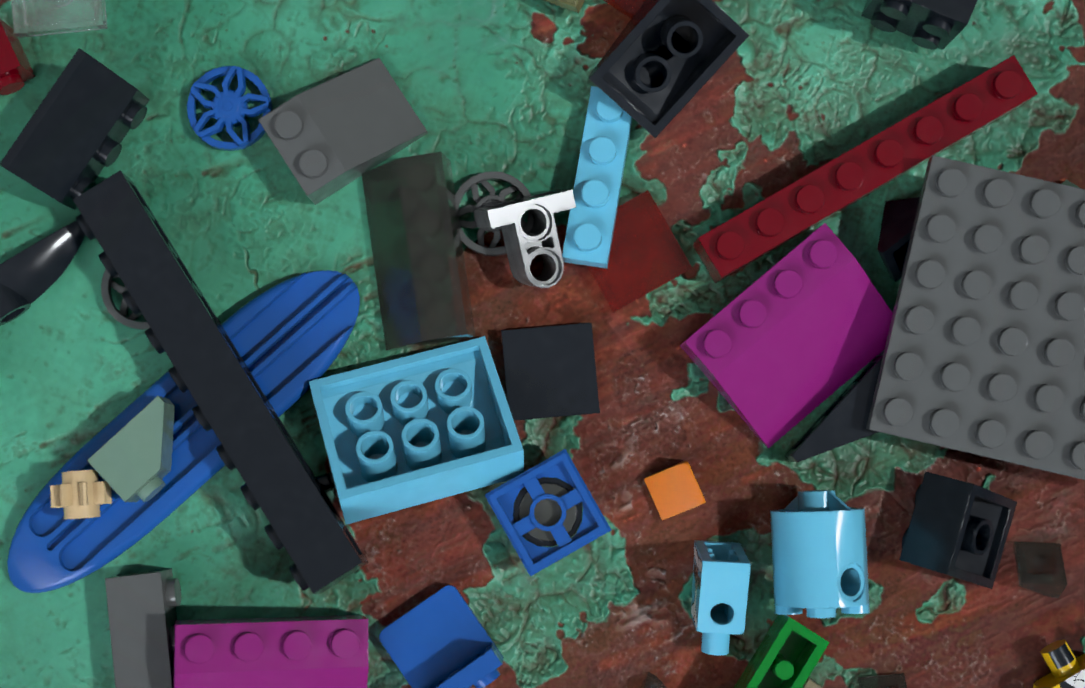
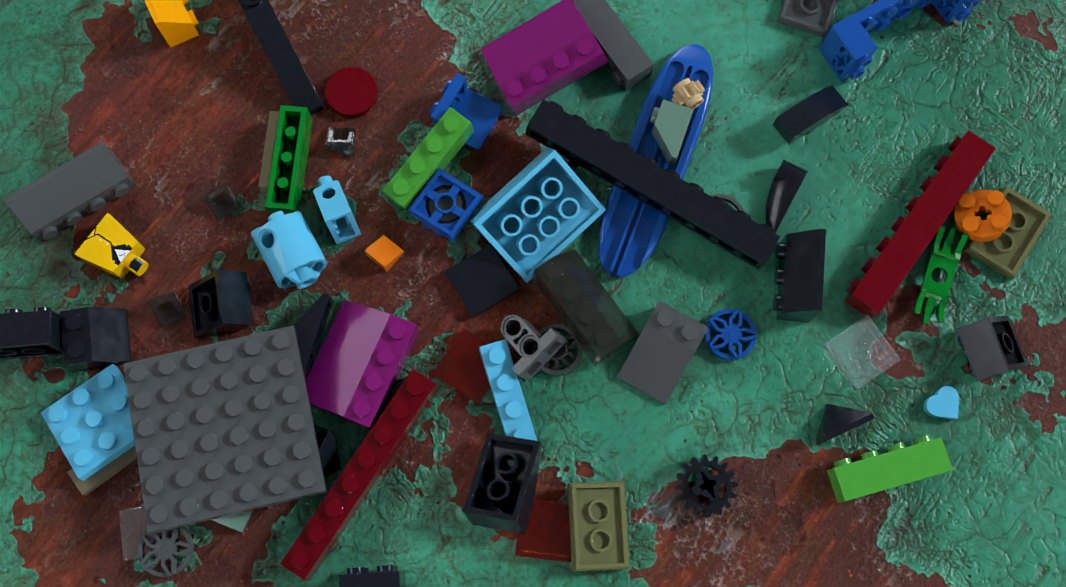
camera: 150 degrees right, 10 degrees down
(538, 598) = (432, 153): none -> bright green brick

